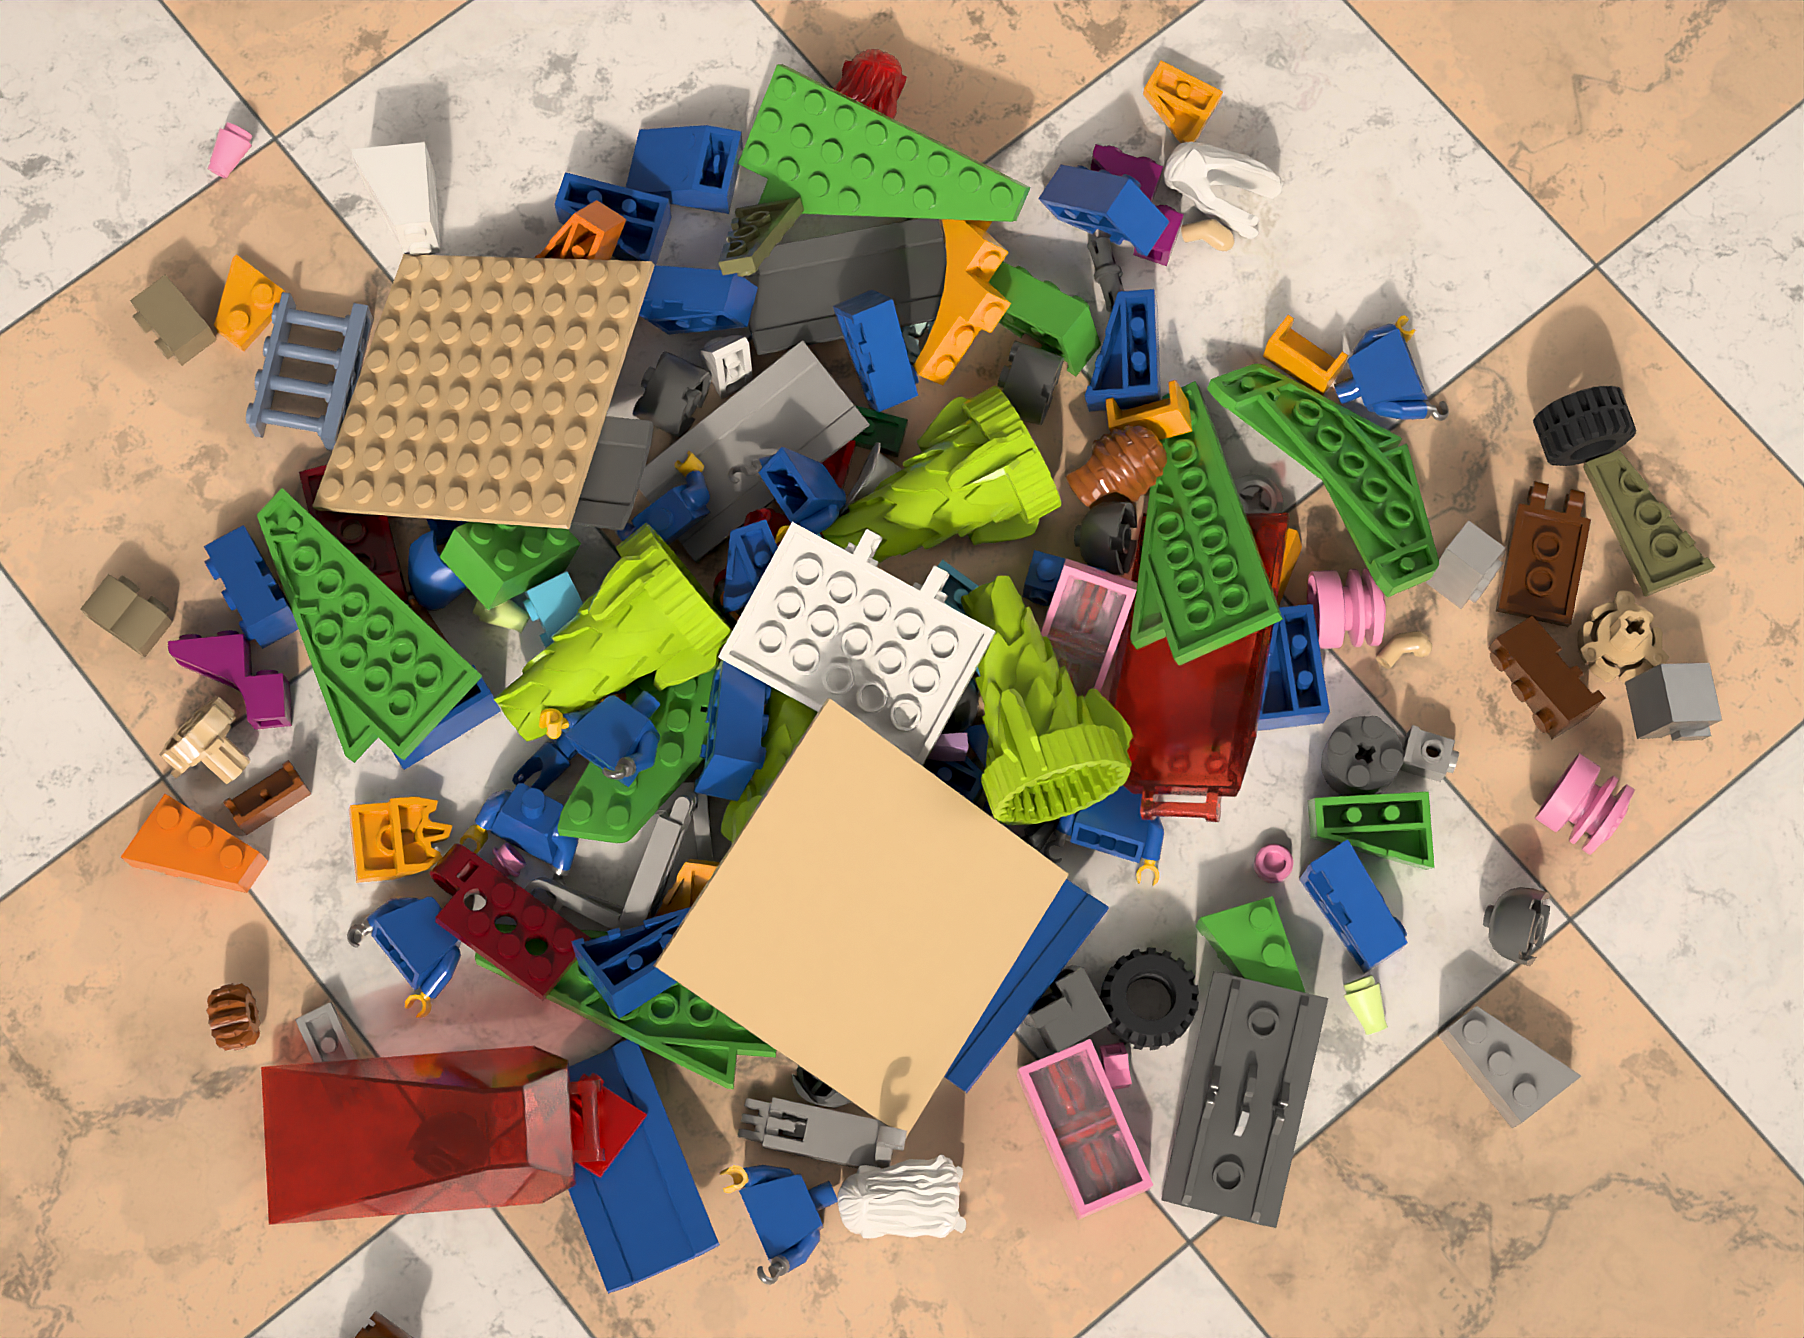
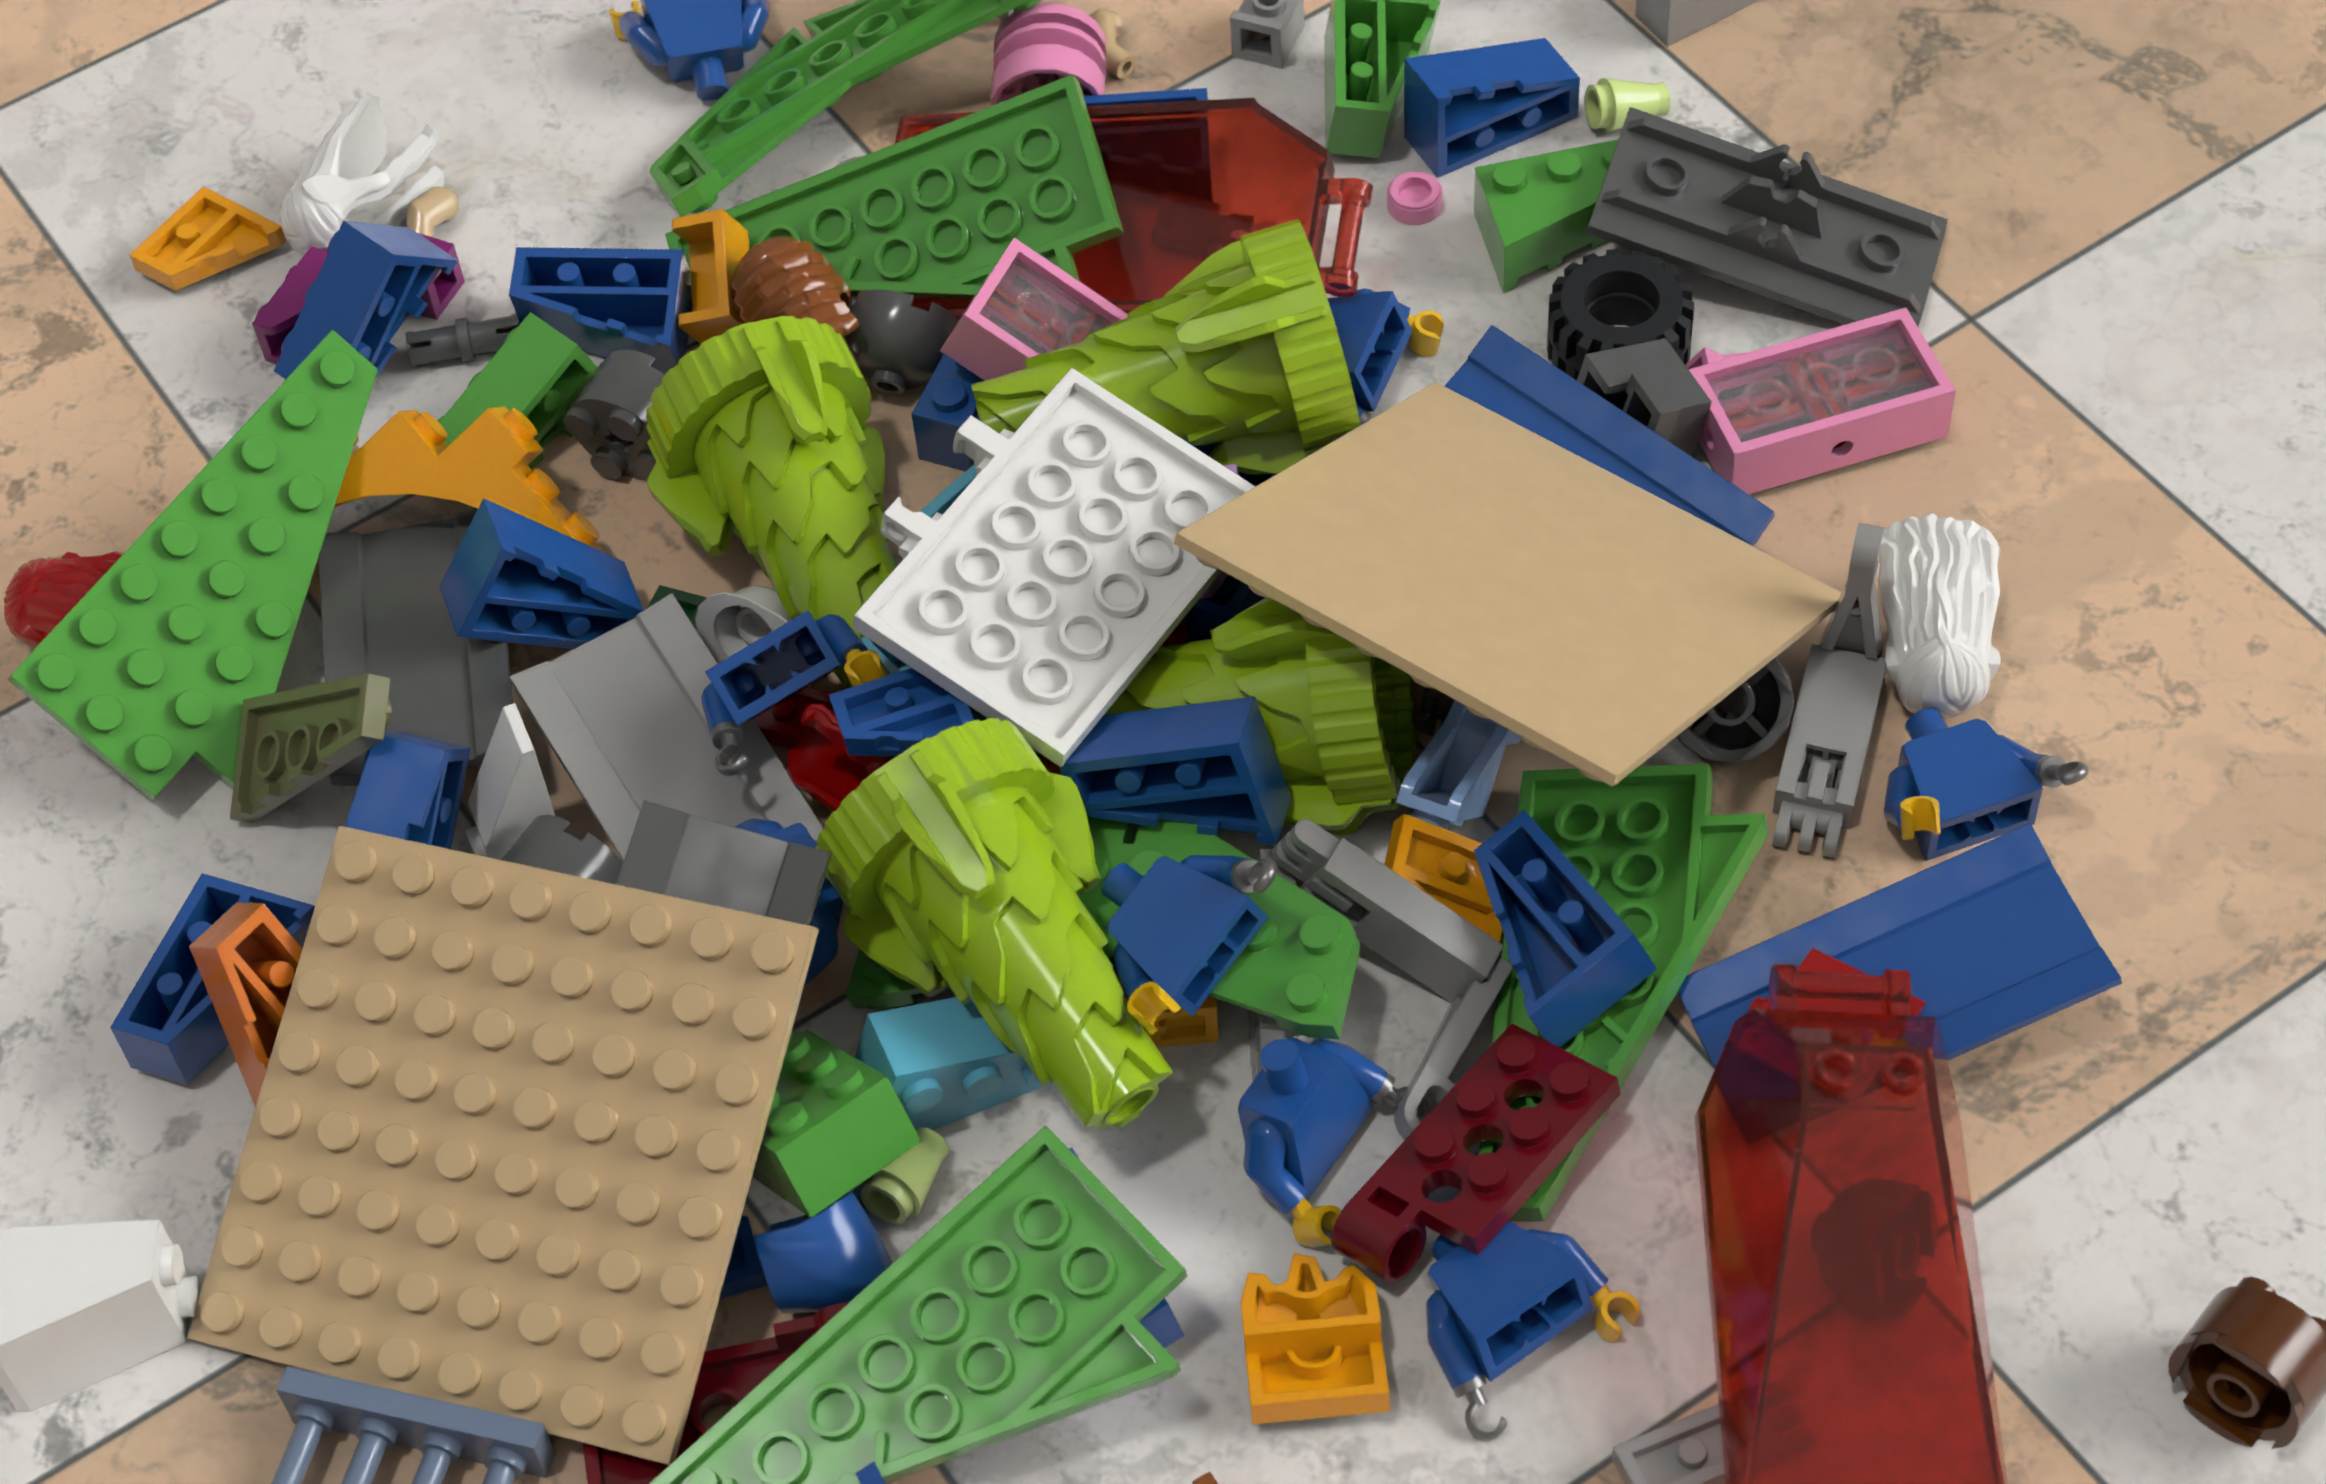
camera: 80 degrees left, 20 degrees down
(508, 860) = (1357, 1167): bright pink plate -> none
(551, 758) = (1190, 1096): blue piece -> none
(688, 165) = (133, 868): blue slope -> none
(1302, 358) = (654, 124): light orange panel -> none
(1367, 737) = (1276, 67): dark grey brick -> none

